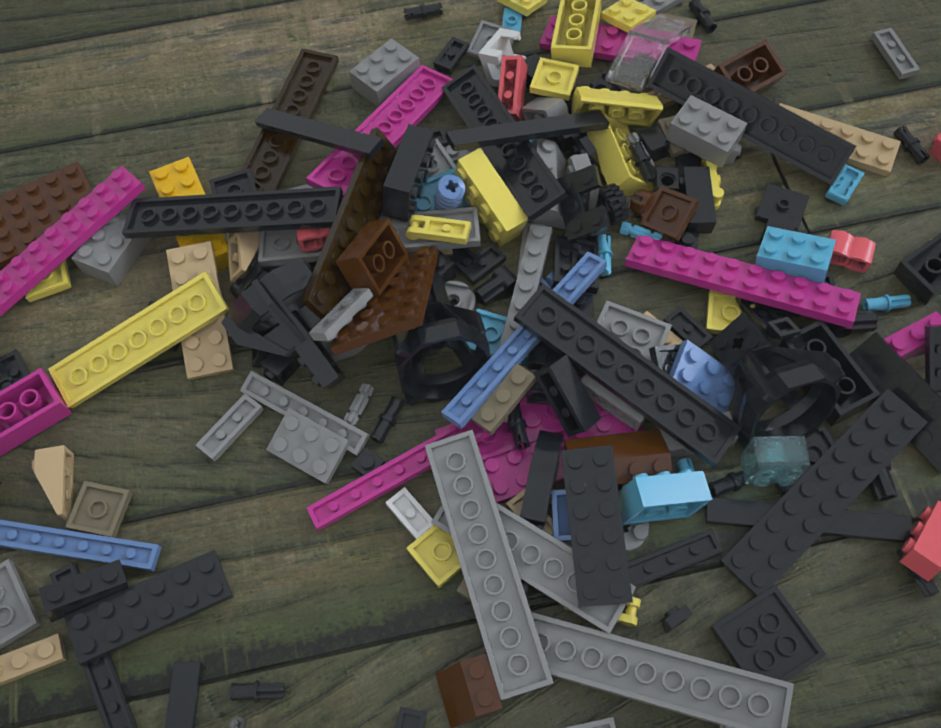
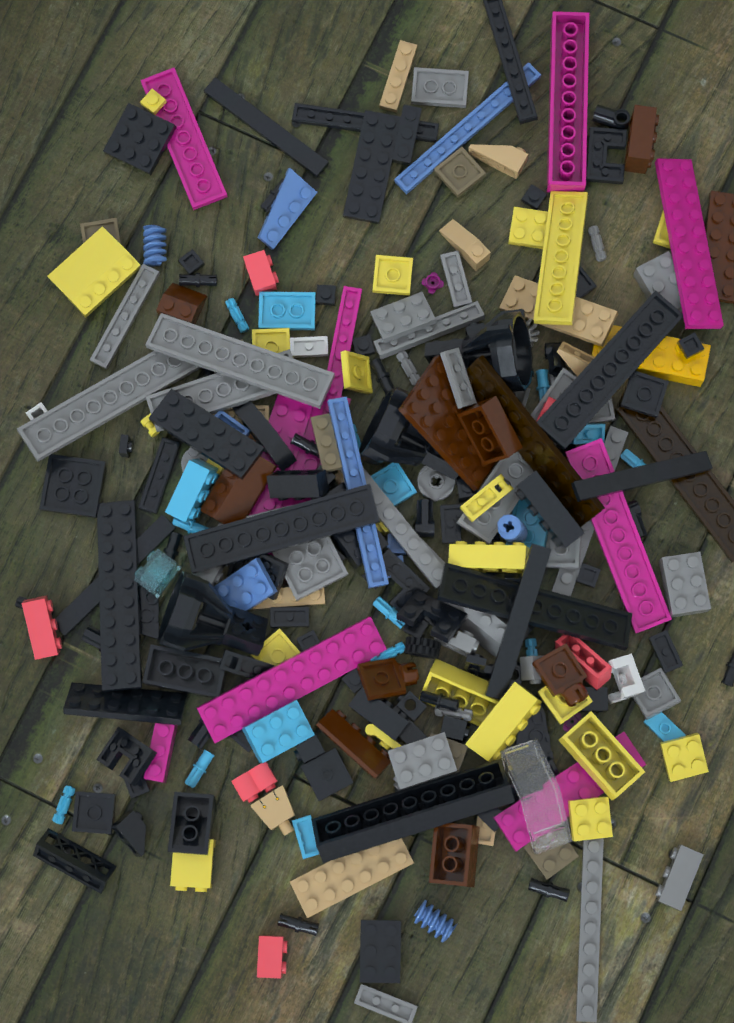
camera: 130 degrees right, 15 degrees up
(85, 421) = (534, 197): none -> black plate
(113, 321) = (597, 243): none -> light grey axle
(124, 402) = (528, 227): none -> light yellow plate
(160, 176) = (690, 345): none -> black plate
(183, 435) = (466, 243): none -> tan slope
(244, 443) = (433, 277): none -> magenta plate
(265, 663) = (289, 203): none -> medium blue wing
(267, 491) = (392, 275): none -> light yellow plate
(306, 165) = (631, 459): none -> medium azure axle
(339, 543) = (325, 295): none -> black plate
(364, 630) = (260, 272): none -> coral brick
(388, 568) = (287, 310): none -> medium azure plate
(403, 441) = (356, 372): none -> light yellow plate
(426, 697) = (197, 280): none -> black pin
(433, 620) = (237, 315): none -> medium azure axle
(541, 80) = (562, 675): none -> reddish brown plate
(693, 297) = (308, 640): none -> black plate
(742, 198) = (355, 745): none -> reddish brown slope
(805, 61) = (434, 922): none -> medium blue piece
(853, 217) = (275, 810): none -> tan torso
(866, 78) = (380, 951): none -> black brick

